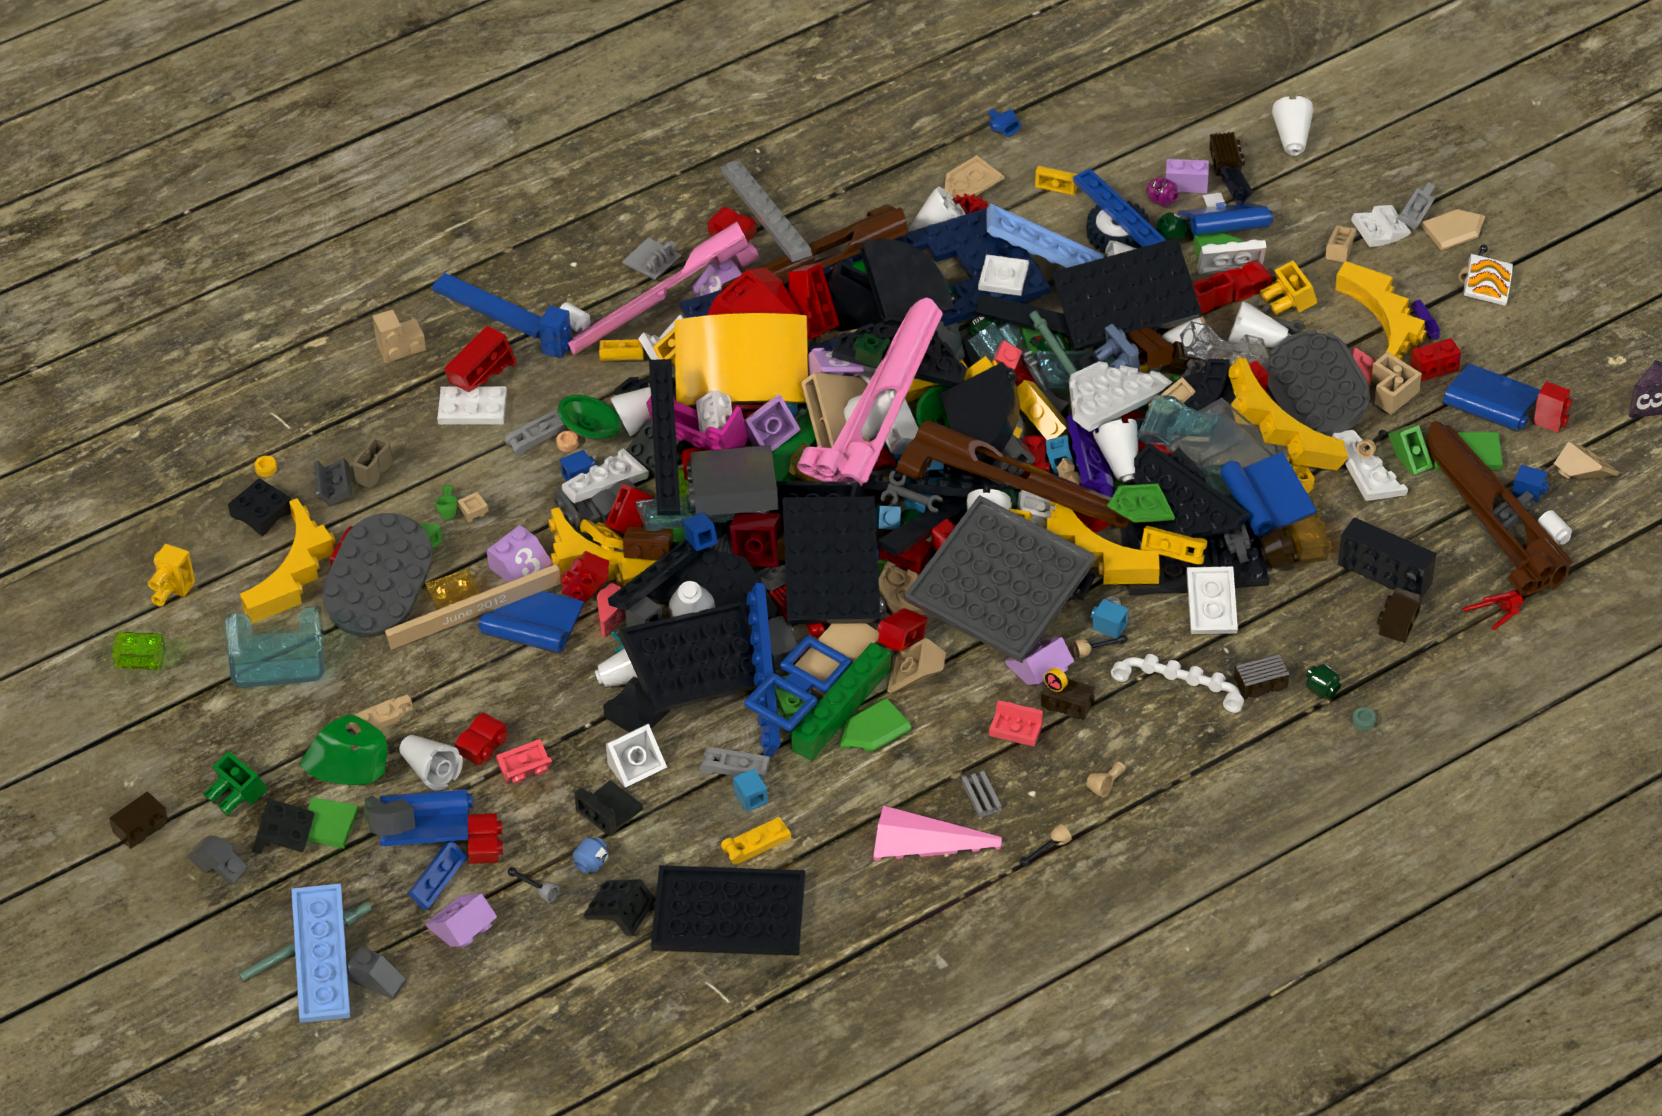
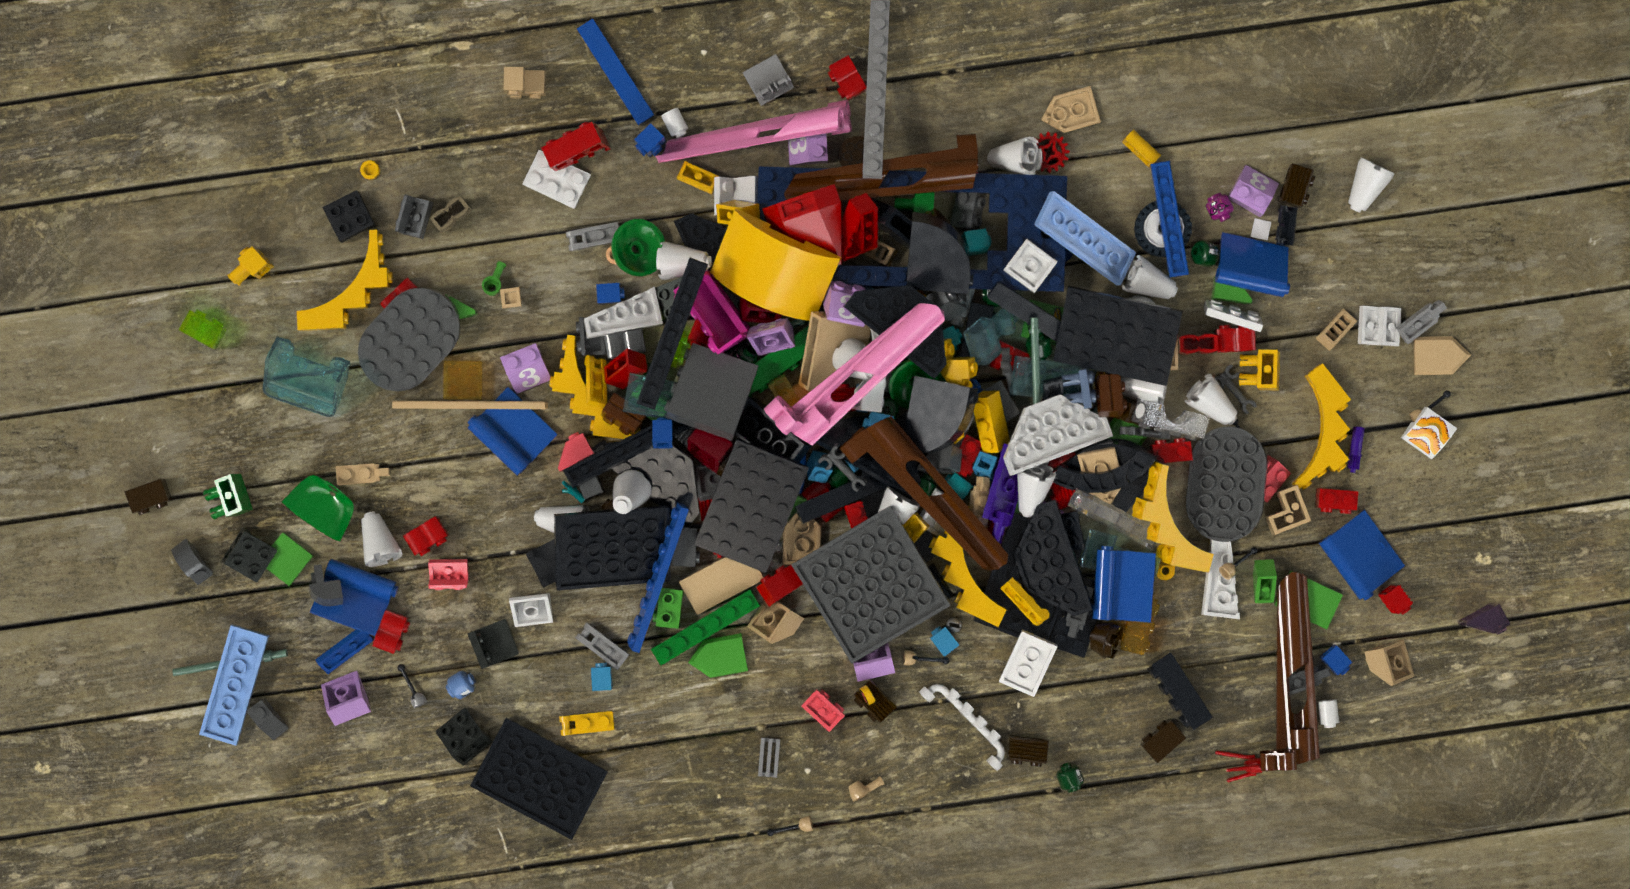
camera: 20 degrees right, 40 degrees up
(585, 576) = (563, 421): red brick -> none
(713, 410) = (729, 312): white bracket -> none
(798, 683) = (675, 607): blue bar -> none
(870, 349) = (874, 331): dark green brick -> none
(908, 834) = (698, 774): bright pink wedge -> none
(1004, 123) = (1132, 57): blue piece -> none
(1007, 354) = (988, 359): coral plate -> none
(1141, 503) = (1015, 561): bright green tile -> none
(1171, 417) = (1074, 492): clear light blue plate -> none
(1364, 718) = (1083, 820): sand green tile -> none

